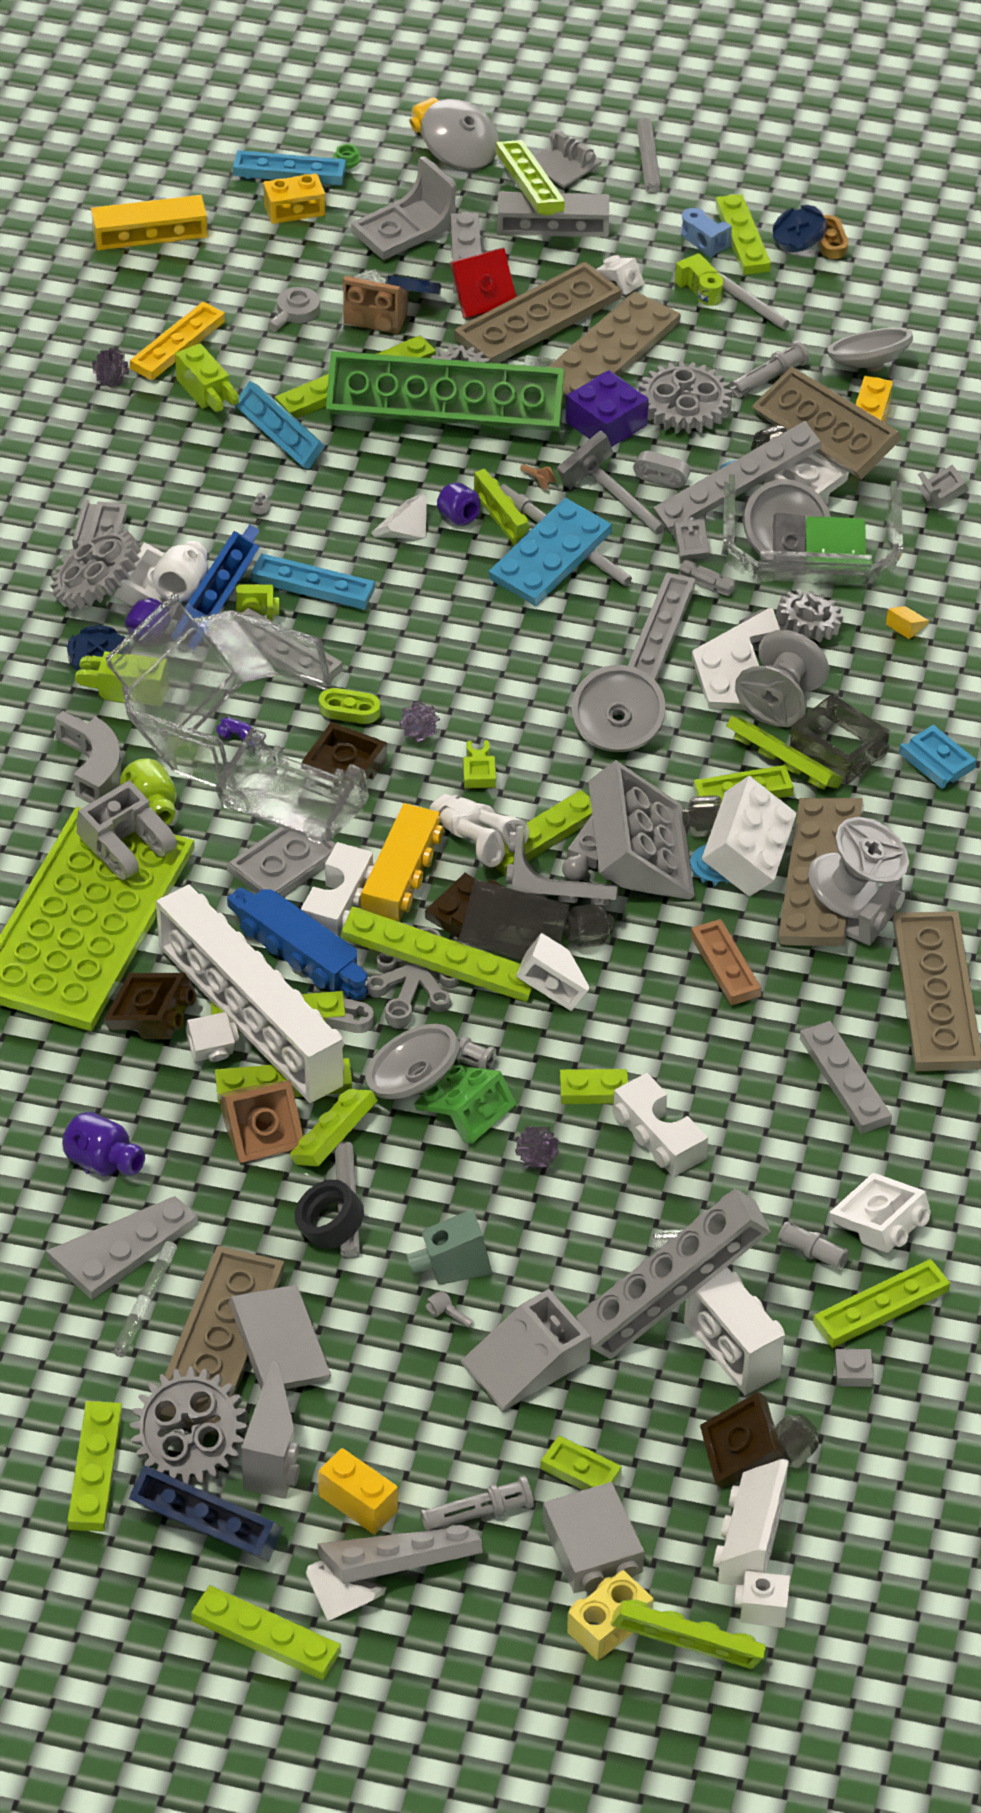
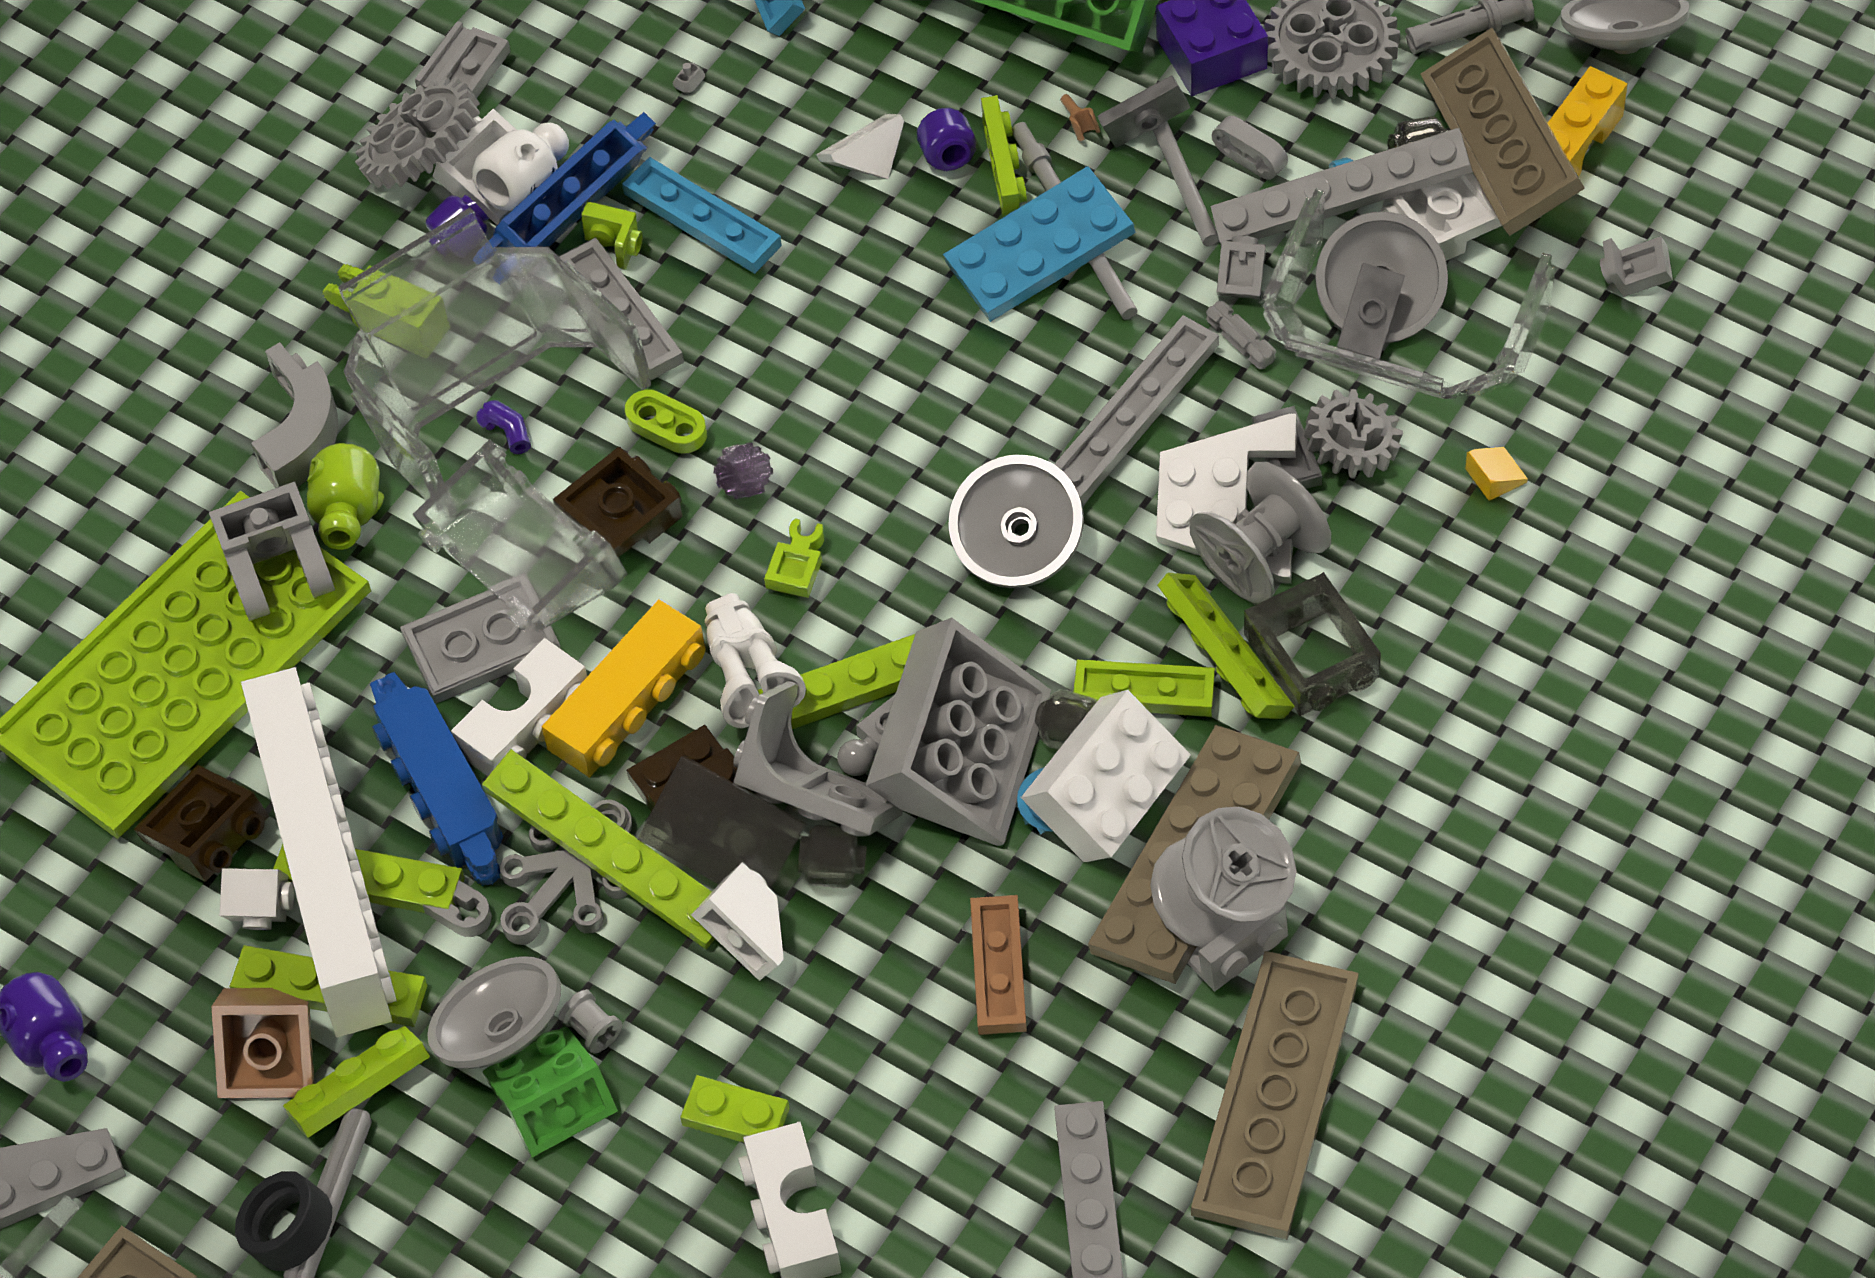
camera: 25 degrees right, 10 degrees up
(92, 642) = (375, 240): dark blue tile -> none
(537, 1146) = (607, 1193): clear purple gear -> none
(835, 535) = (1437, 330): bright green bracket -> none
(937, 756) = (1442, 707): dark azure plate -> none

